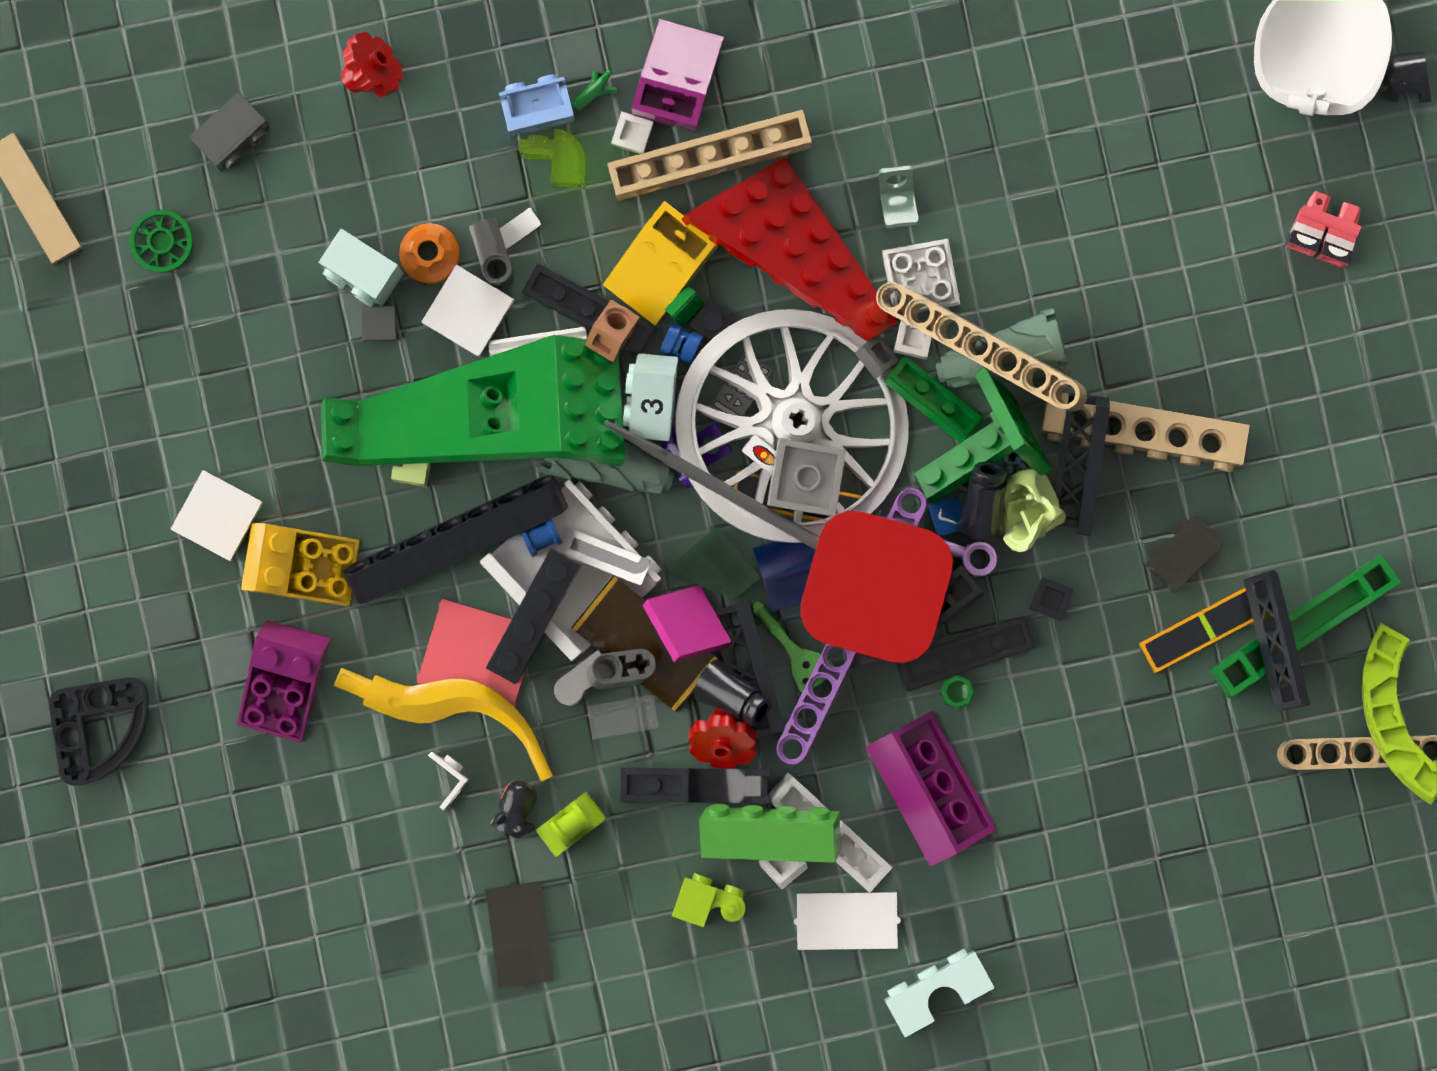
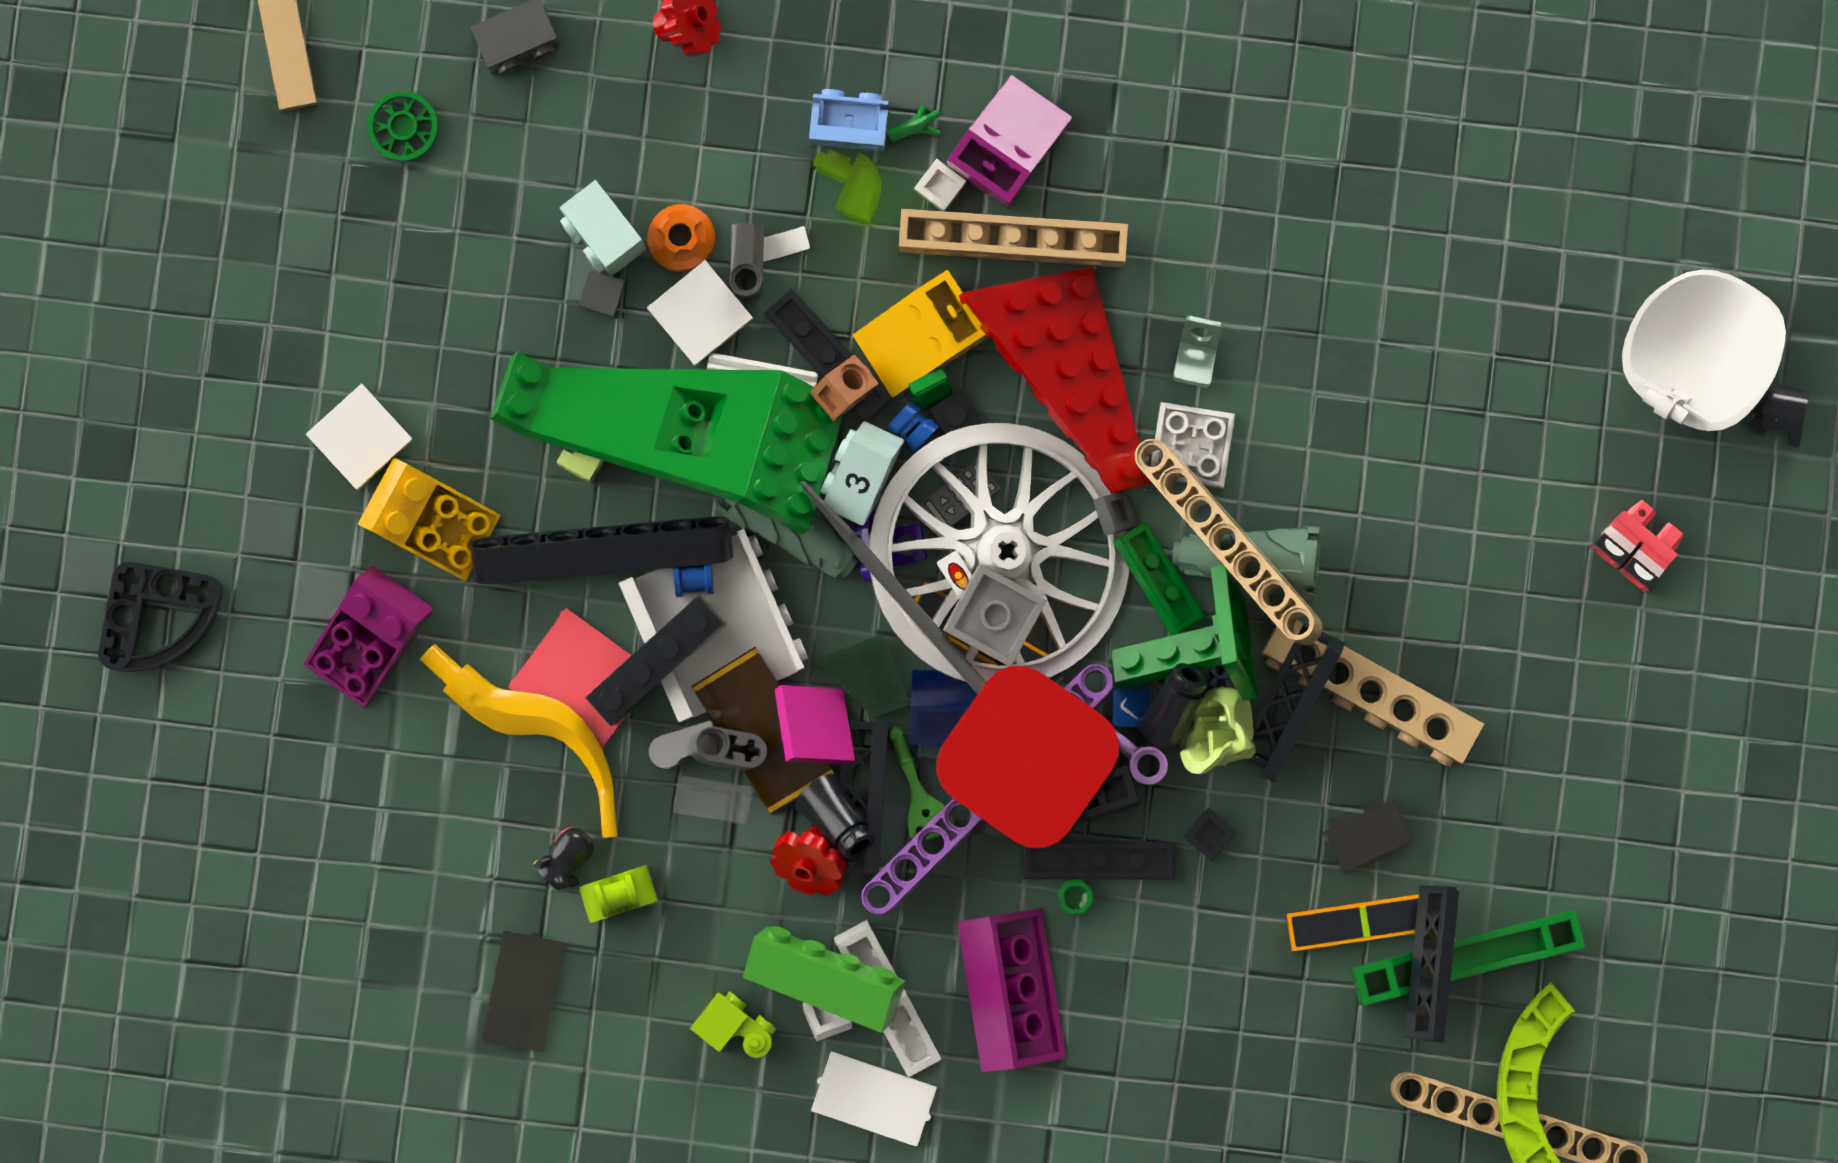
camera: 15 degrees right, 0 degrees up
(454, 768) = (515, 791): white bracket -> none
(603, 556) = (752, 622): sticker -> none
(695, 785) = (763, 899): black piece -> none
(911, 341) = (1157, 510): white plate -> none

